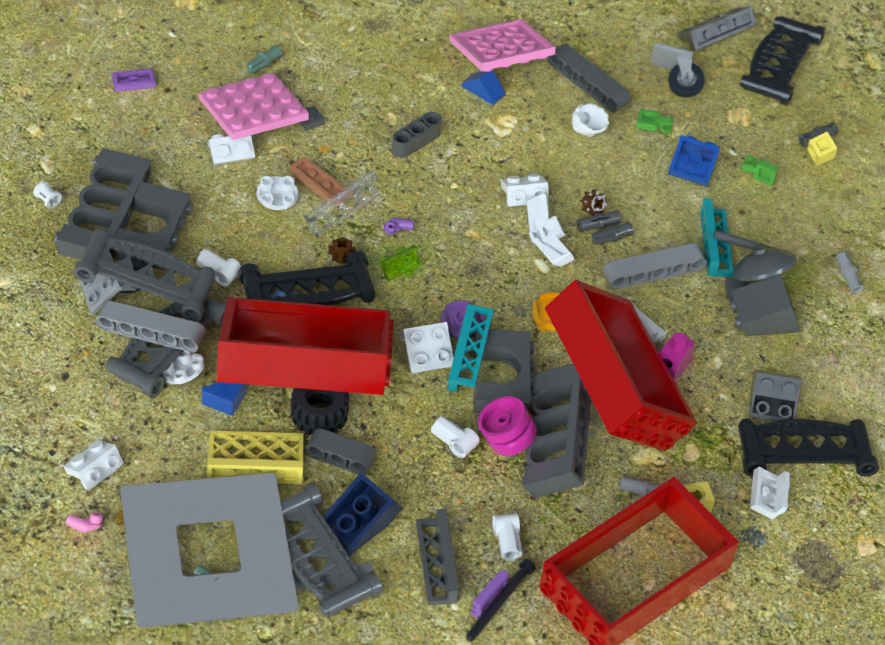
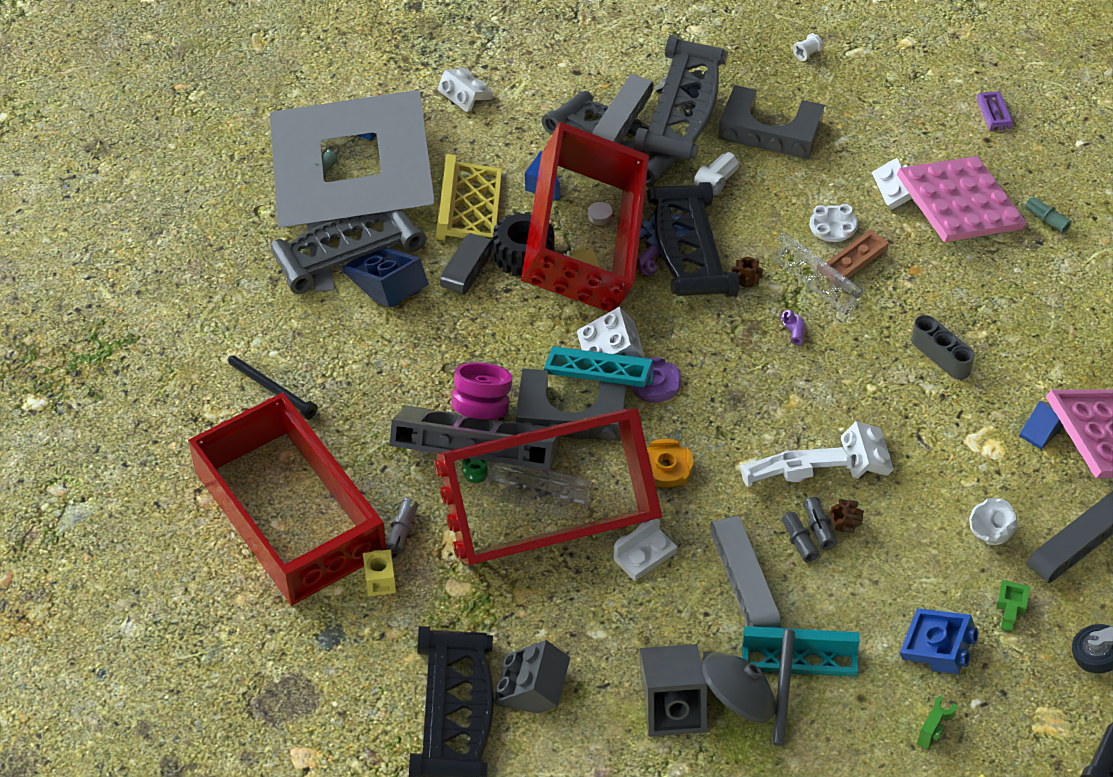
camera: 100 degrees right, 0 degrees up
(85, 525) = (396, 83): bright pink arm -> none
(106, 167) = (843, 112): dark grey fence -> none
(315, 119) = (960, 255): dark grey plate -> none
(401, 263) = (730, 321): clear neon green hips -> none
(445, 555) = (327, 338): dark grey fence -> none
(459, 440) = (488, 352): white piece -> none
(489, 593) = (276, 371): medium lavender tile -> none
(507, 530) = (356, 394): white piece -> none
(678, 351) = (588, 571): dark pink torso -> none
(769, 492) = (383, 649): white bracket -> none

